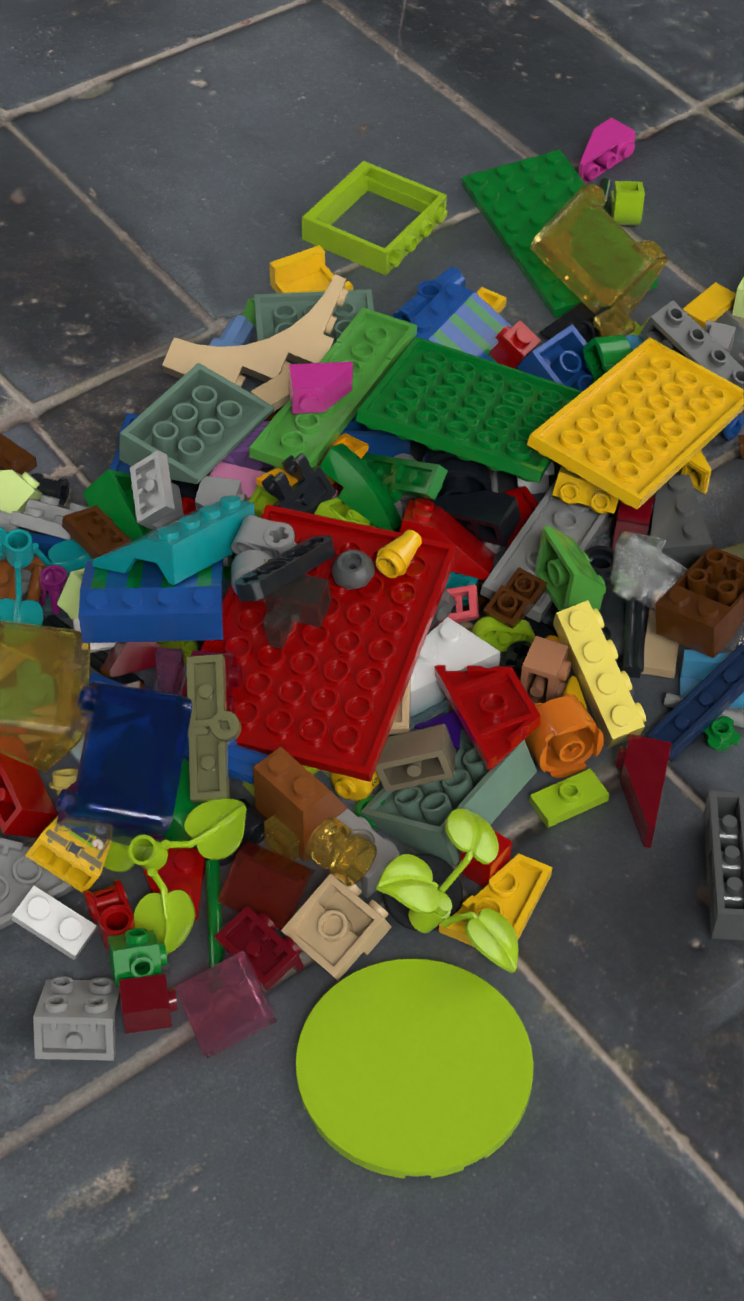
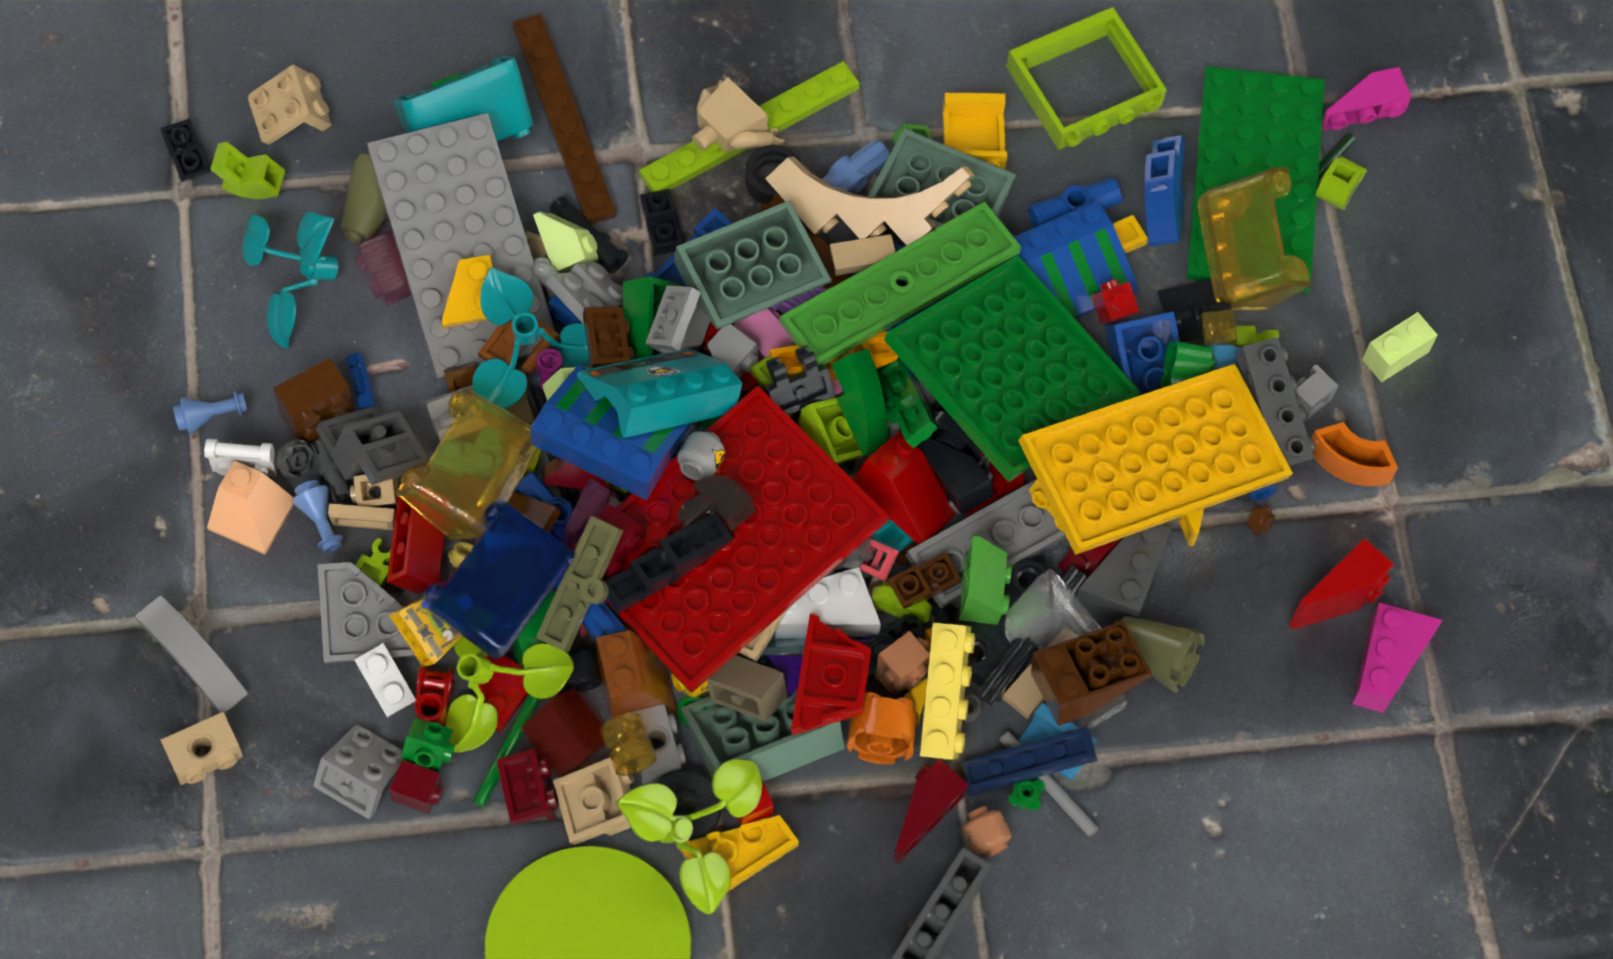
camera: 25 degrees right, 15 degrees up
(81, 451) = (661, 221): none -> black slope
(101, 346) = (731, 120): none -> tan torso
(113, 360) = (781, 113): none -> lime plate
(144, 367) = (765, 155): none -> black tyre
(225, 1004) = (473, 821): clear pink plate -> none
(263, 536) = (730, 426): light grey piece -> none
(279, 677) = (668, 562): none -> black slope
(281, 838) = (600, 700): clear yellow tile -> none
(285, 568) = (725, 468): black beam -> none
(318, 385) = (877, 281): dark pink slope -> none
(352, 578) = (786, 502): dark grey plate -> none
(397, 555) = (829, 500): yellow cone -> none
(496, 261) = (1163, 190): none -> blue slope
(569, 798) = (859, 785): lime plate -> none
(710, 304) = (1342, 340): yellow tile -> none
(711, 774) = (986, 832): none -> nougat head

